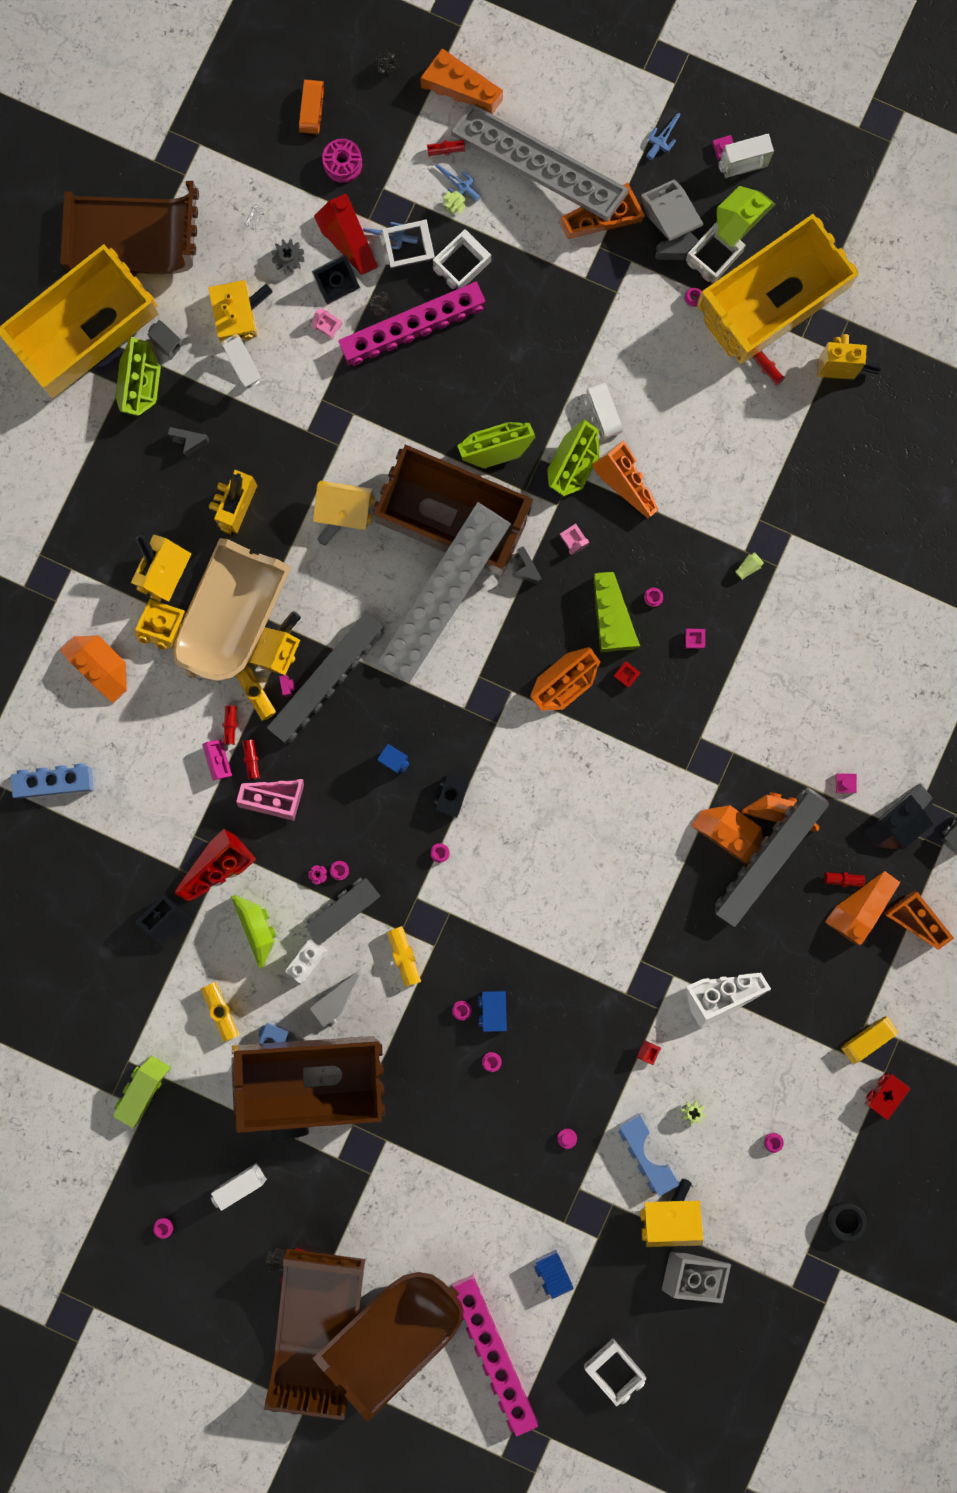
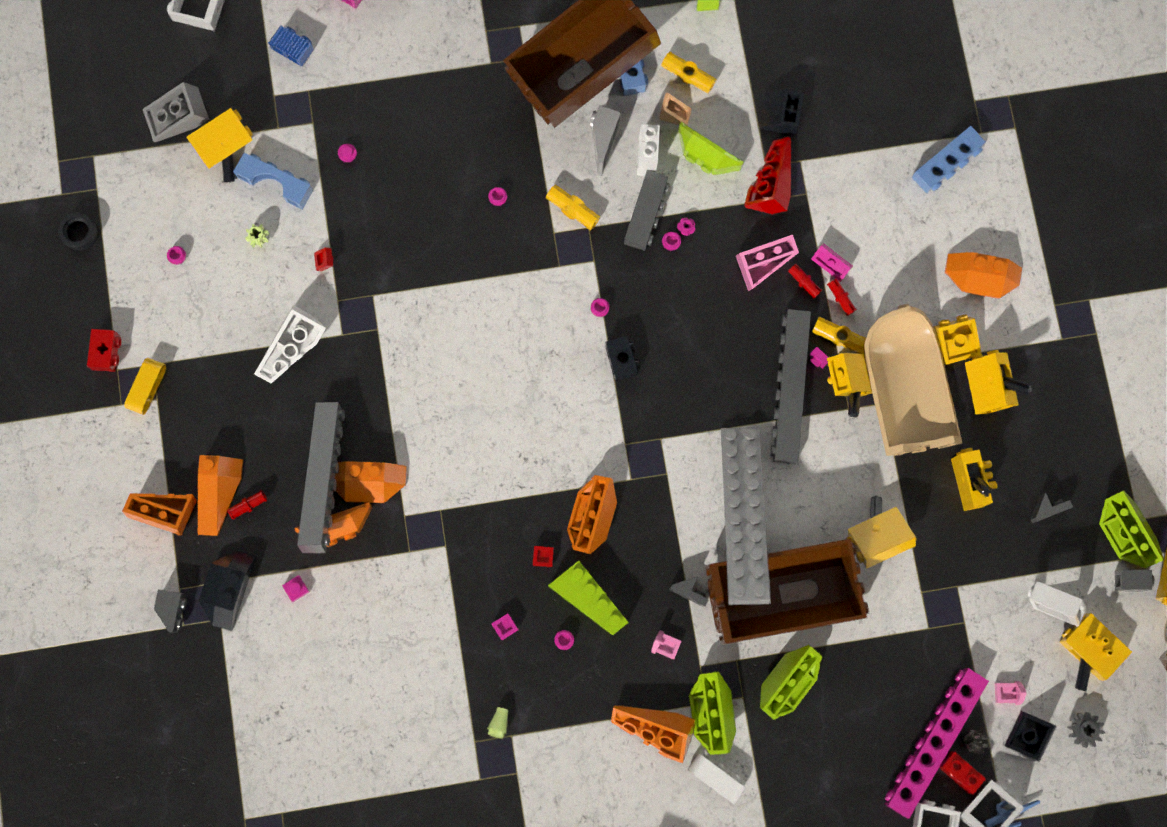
camera: 145 degrees right, 5 degrees down
(256, 984) = (674, 110): none -> light nougat slope
(342, 228) = (1054, 787): red wedge -> none
(394, 759) = (689, 353): blue brick -> none
(409, 287) = (961, 772): none -> red brick
(491, 1062) = (446, 172): dark pink plate -> none
(493, 1011) = (471, 211): blue brick -> none

